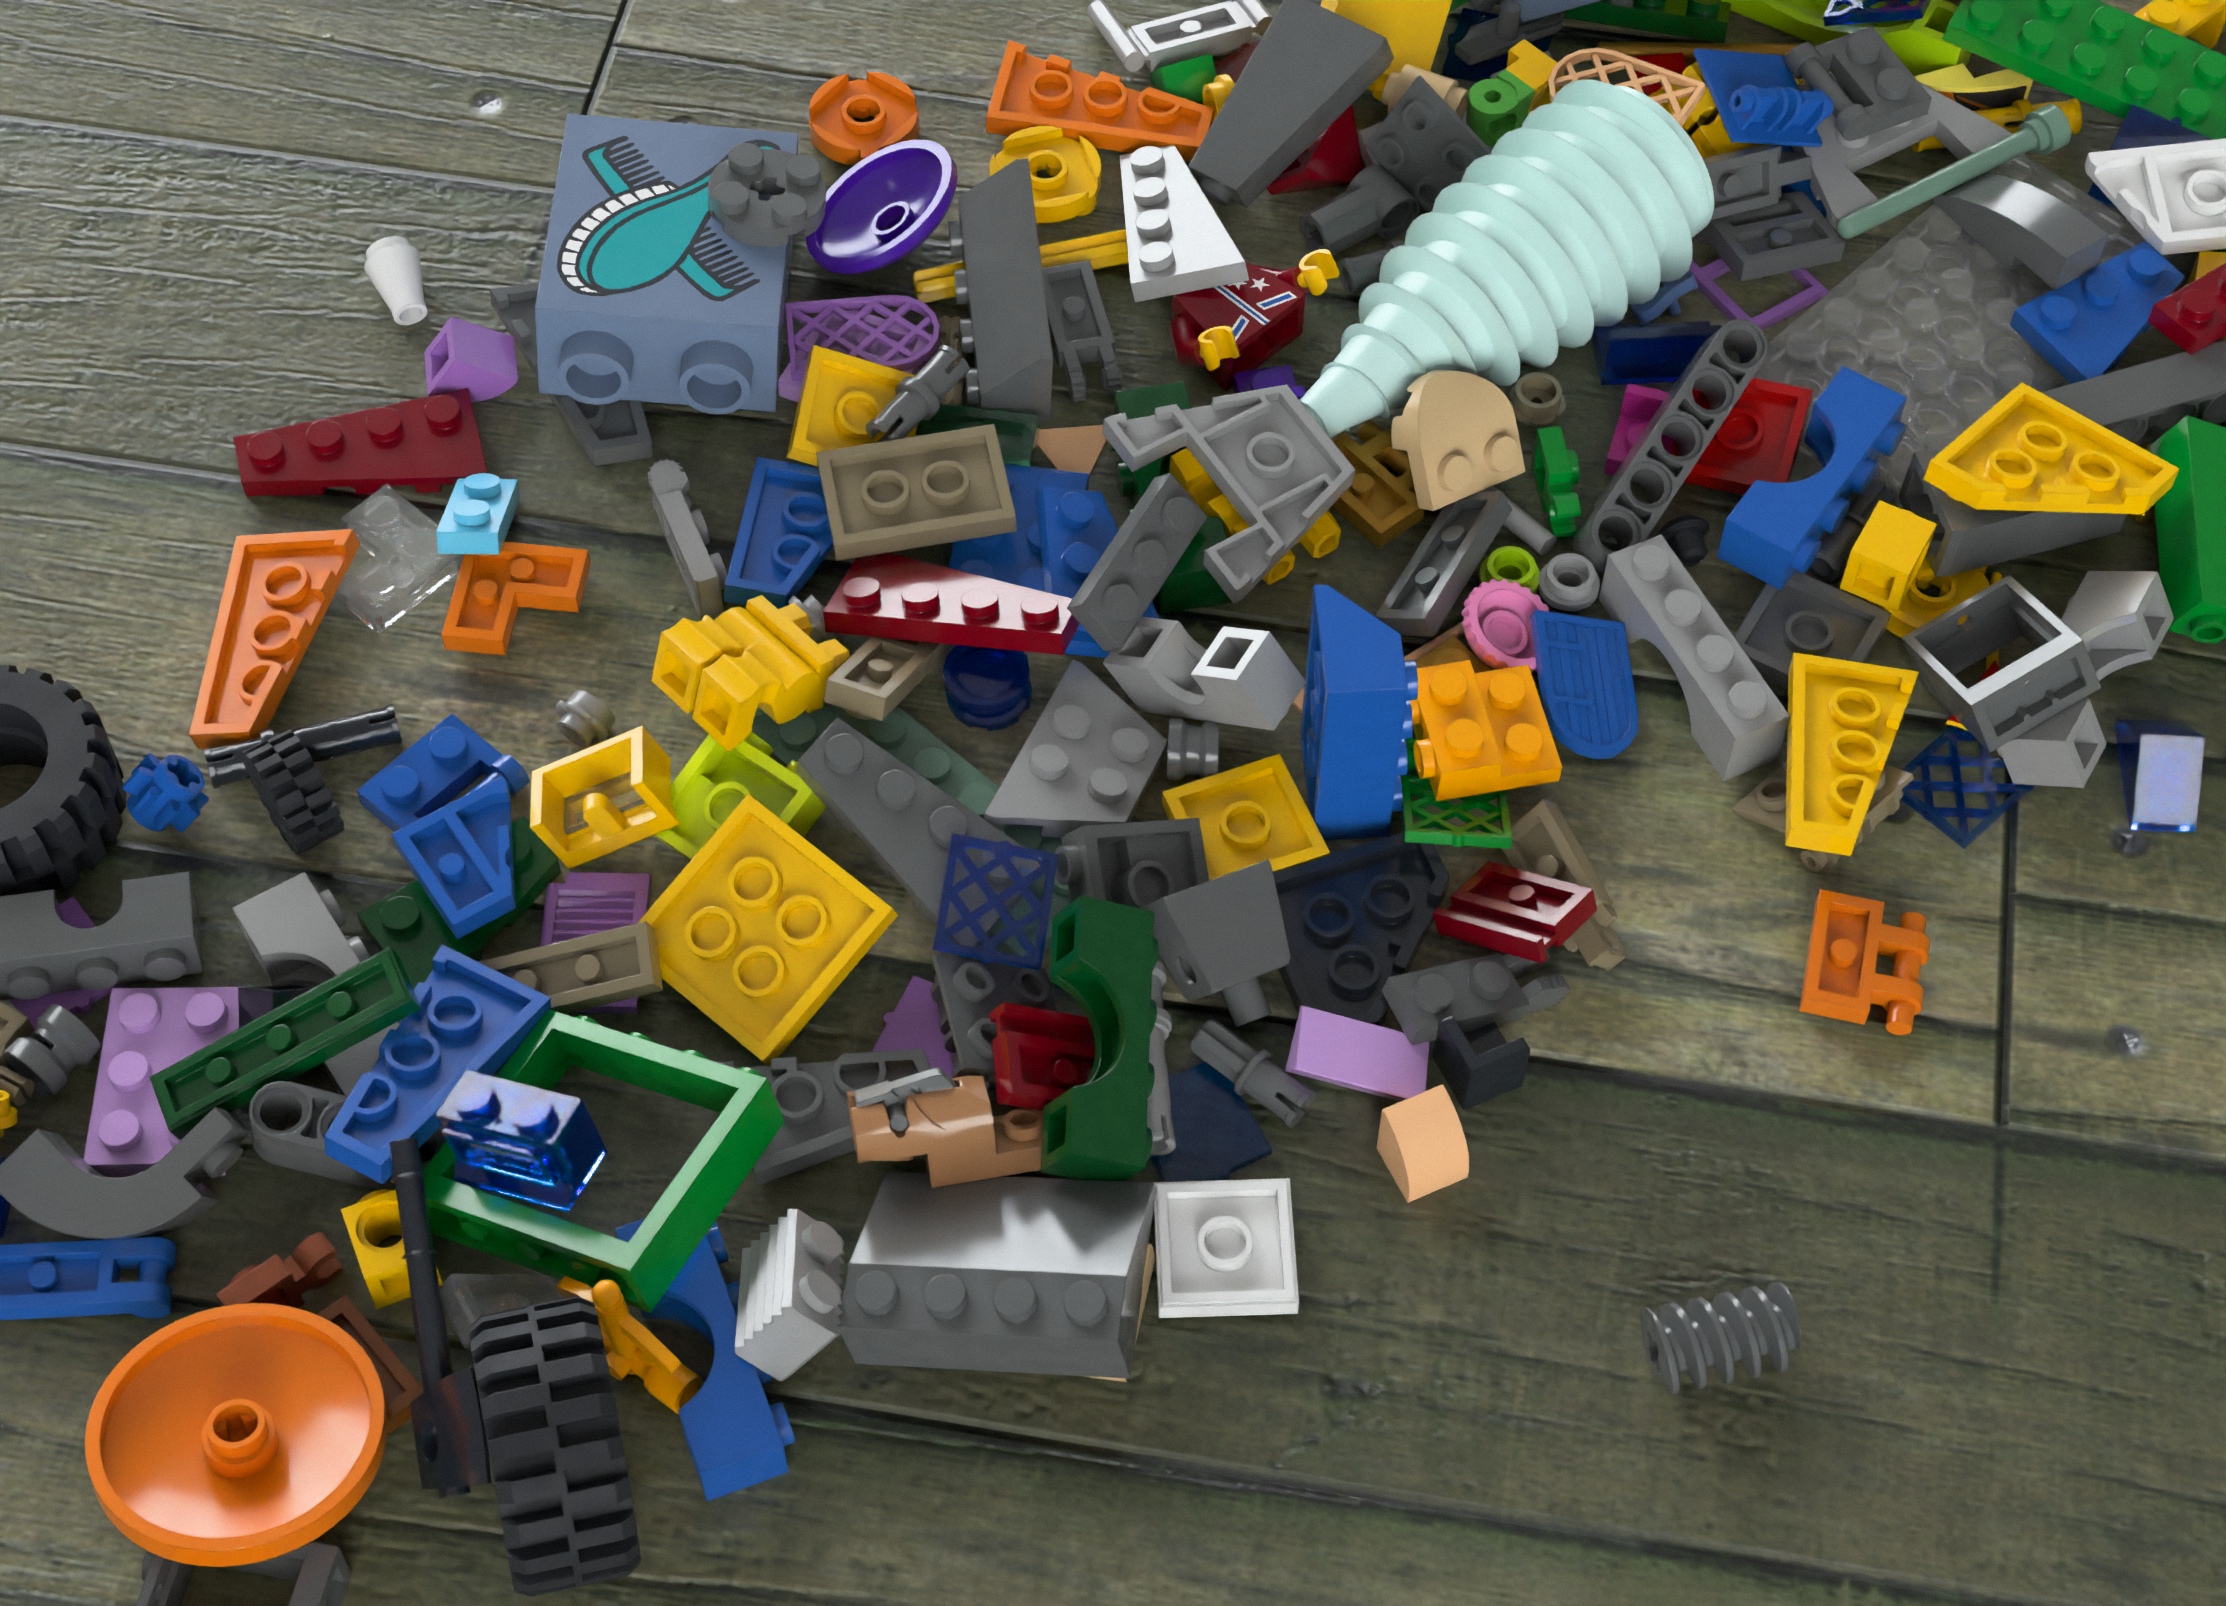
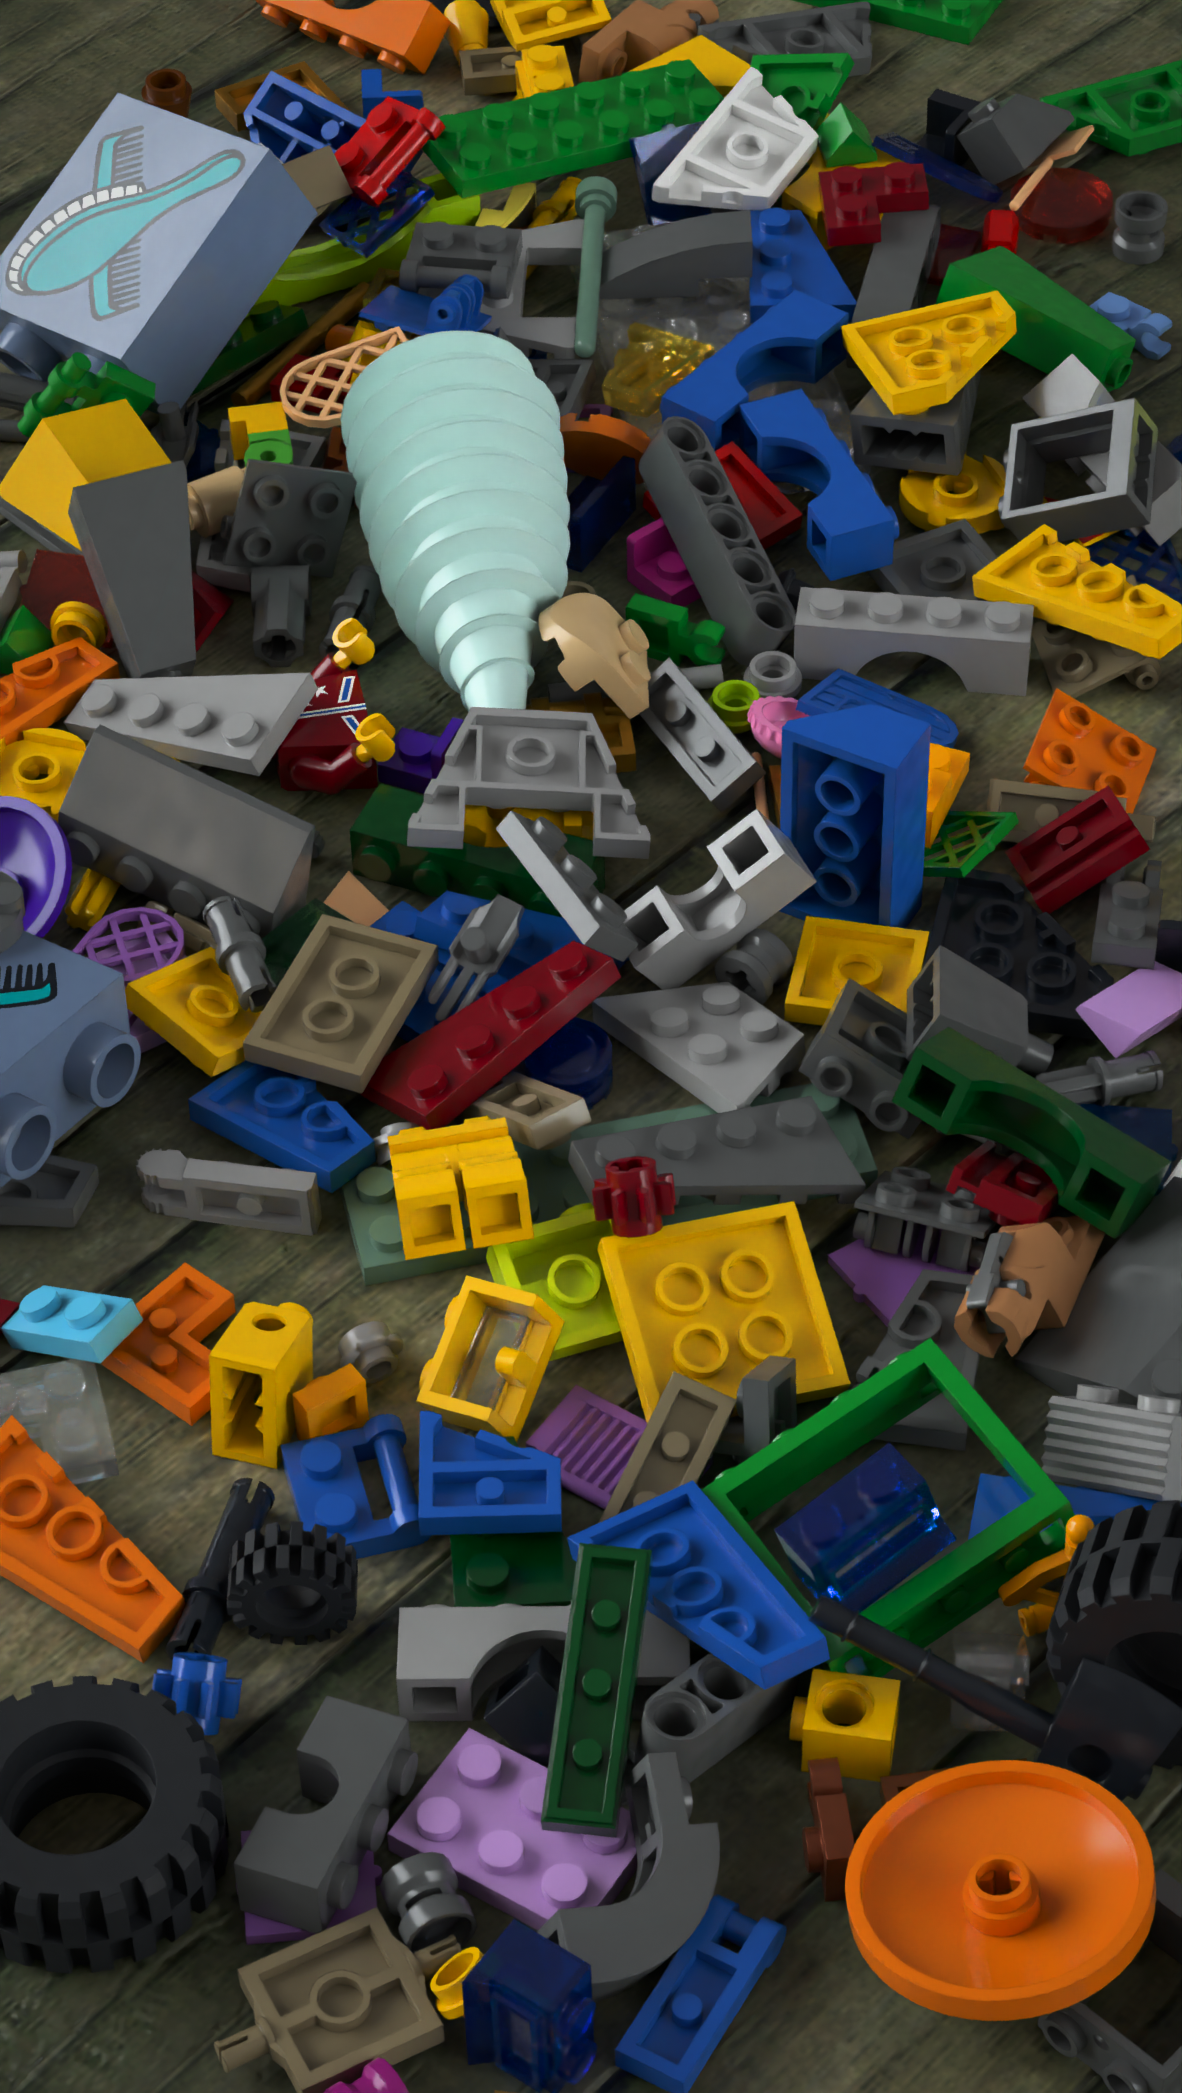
camera: 55 degrees left, 10 degrees down
(495, 658) = (262, 1353): none -> yellow torso
(504, 722) = (331, 1404): none -> light orange plate
(675, 1010) = (764, 1408): none -> dark grey bracket
(789, 789) = (634, 1196): none -> dark red gear
(1003, 852) = (818, 1162): clear blue window -> none
(1033, 546) = (479, 951): none -> dark grey piece
(1658, 864) = (1087, 752): none -> orange hinge
(1717, 289) = (599, 444): none -> orange tile
(1860, 289) = (649, 368): none -> clear yellow wing
(1887, 555) = (926, 483): yellow brick -> none
(1970, 355) = (788, 343): none -> blue arch

